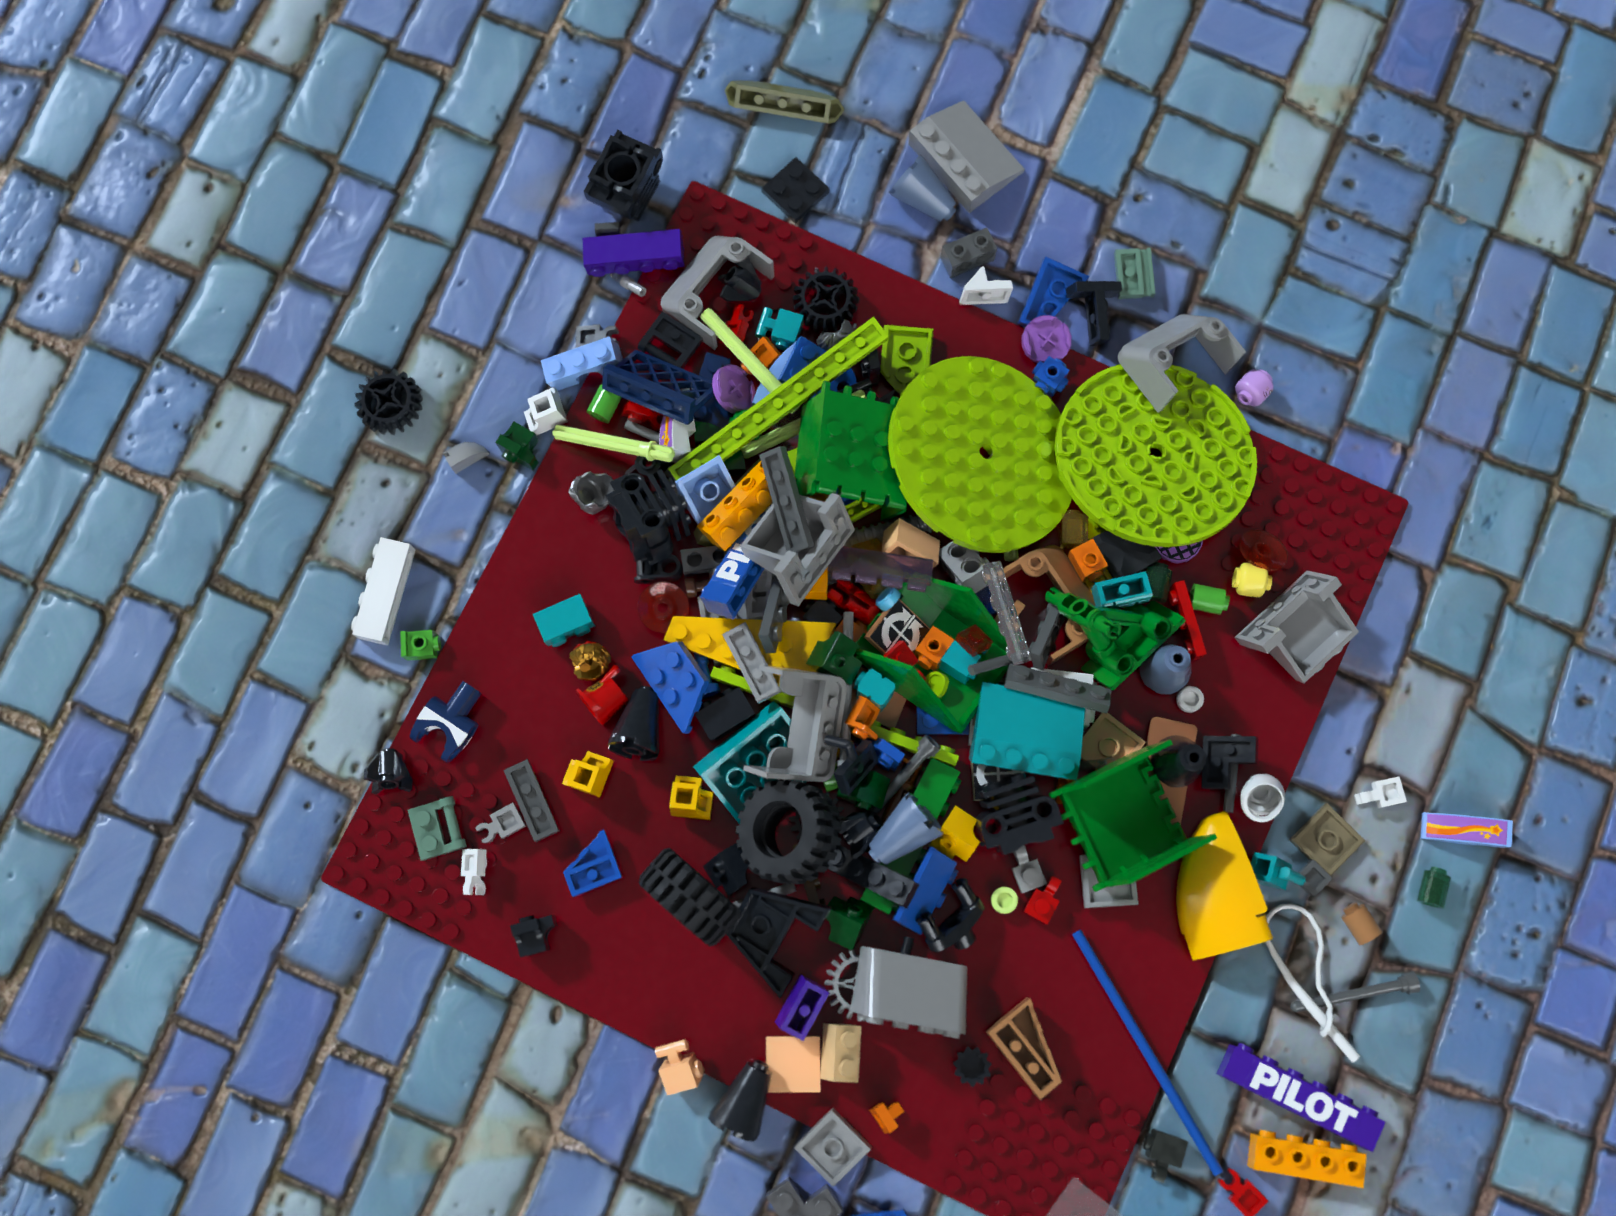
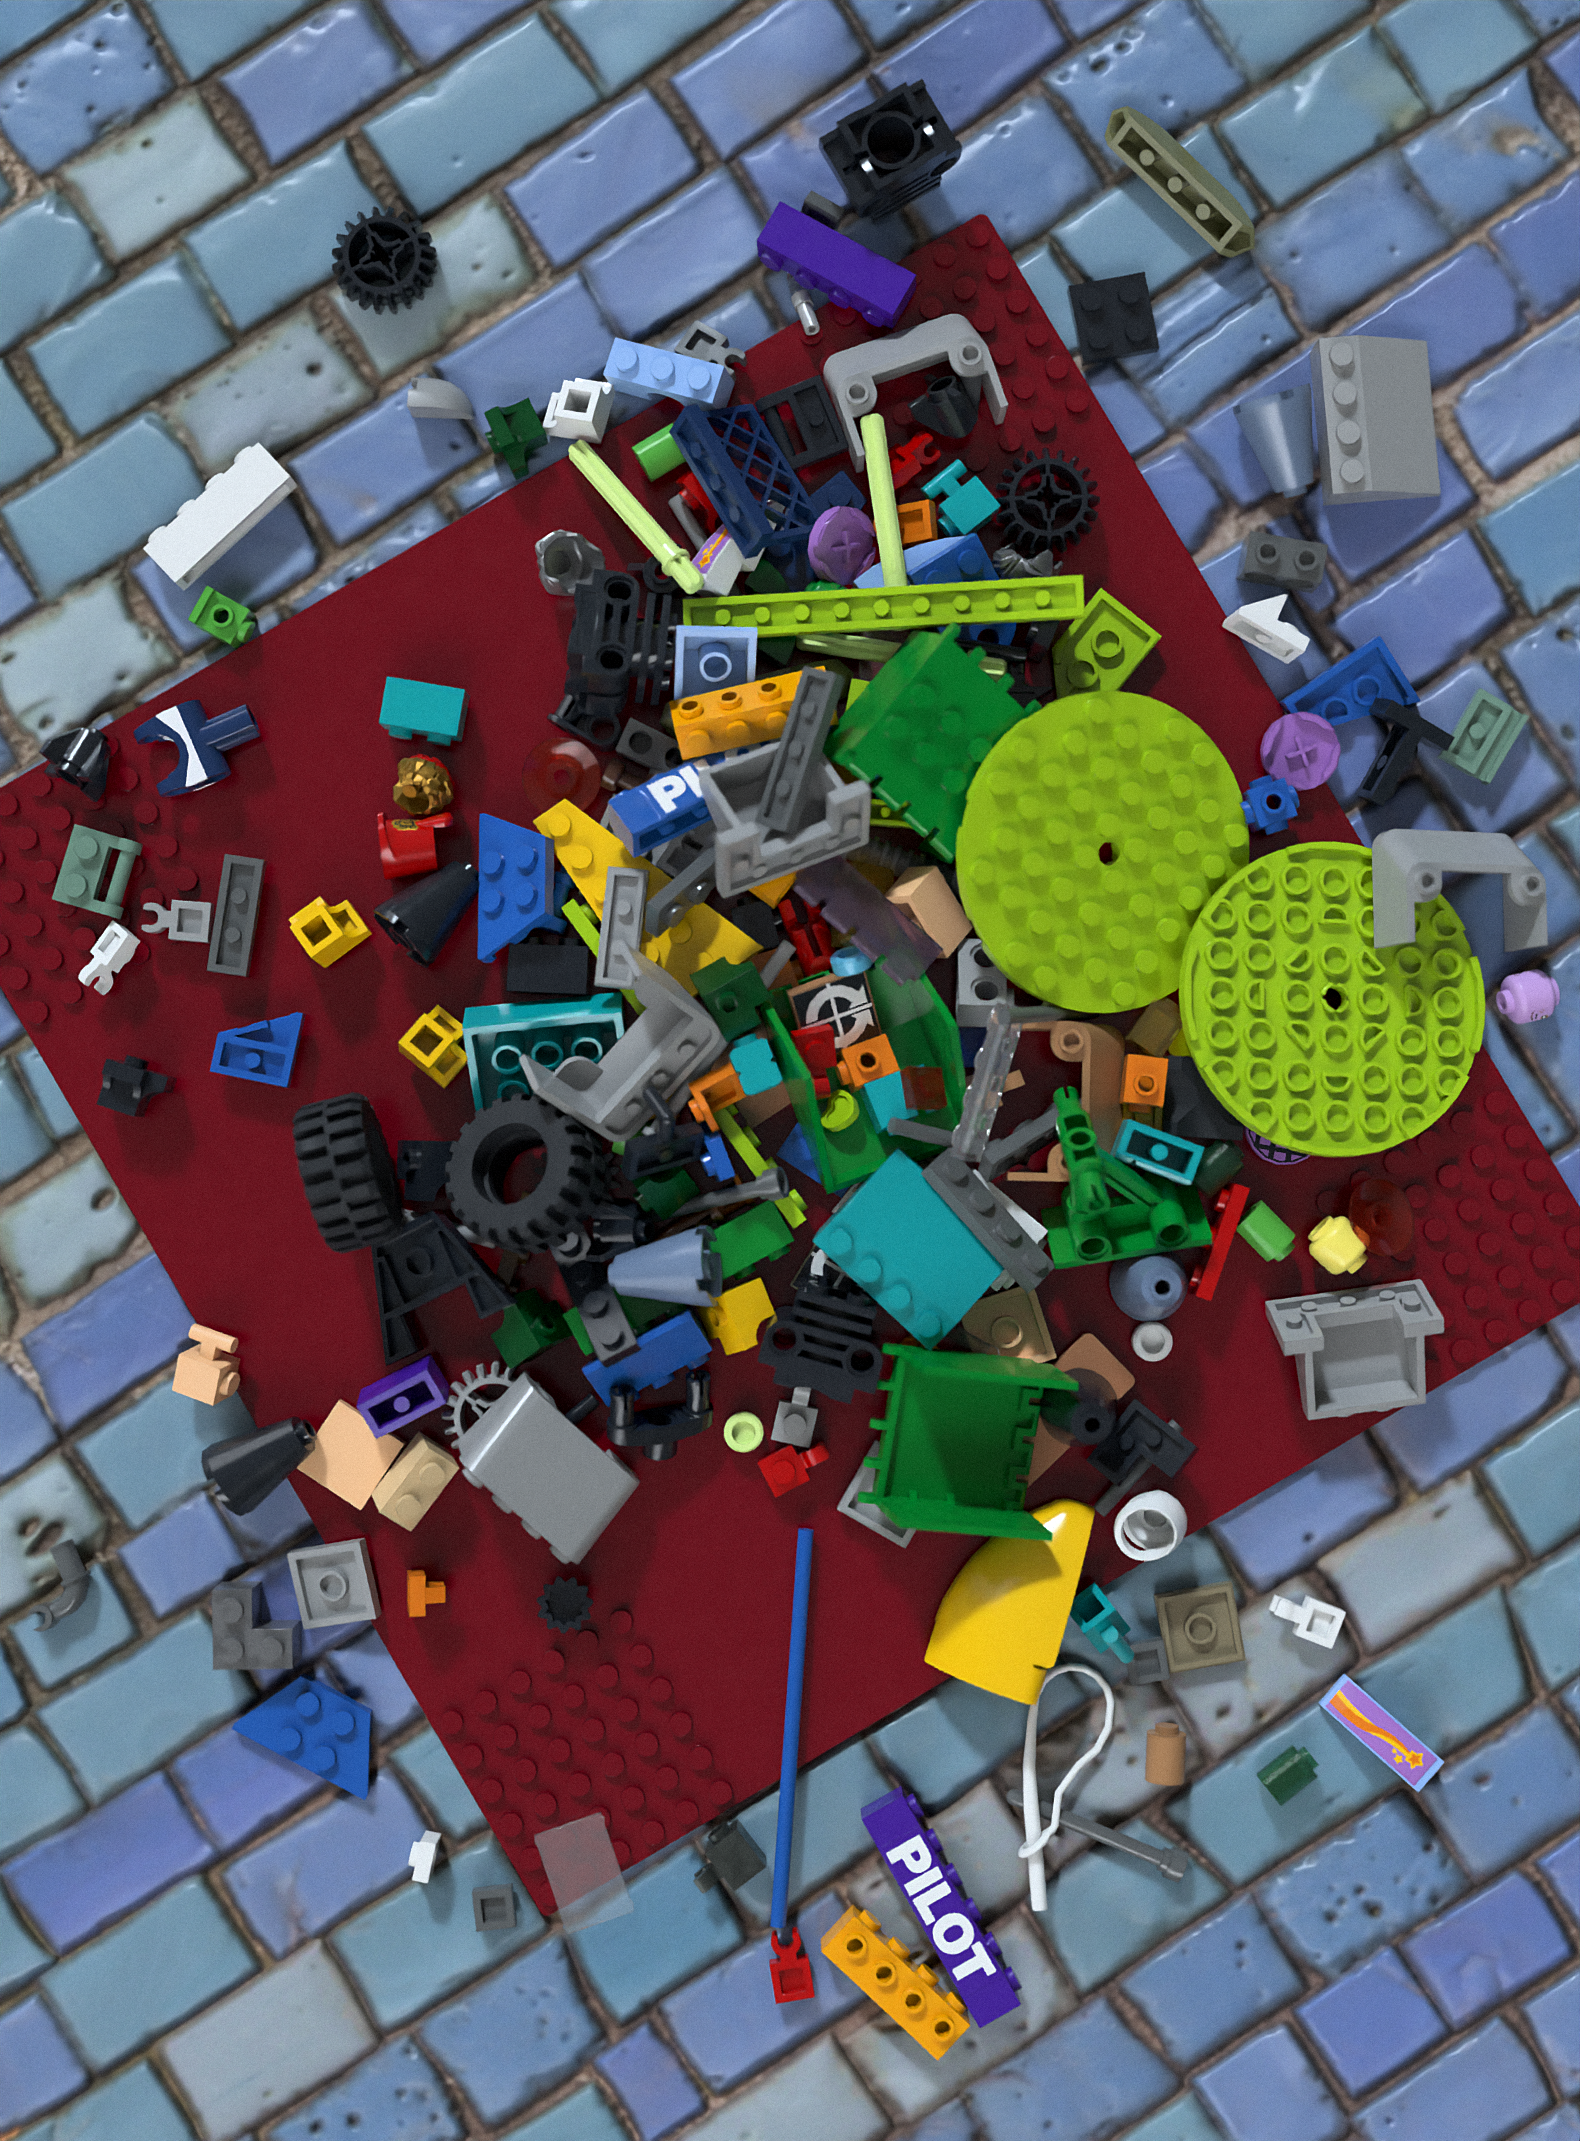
camera: 30 degrees right, 10 degrees up
(1010, 558) = (1041, 1014): none -> dark grey bar
(1024, 1046) = (642, 1627): medium nougat wedge -> none

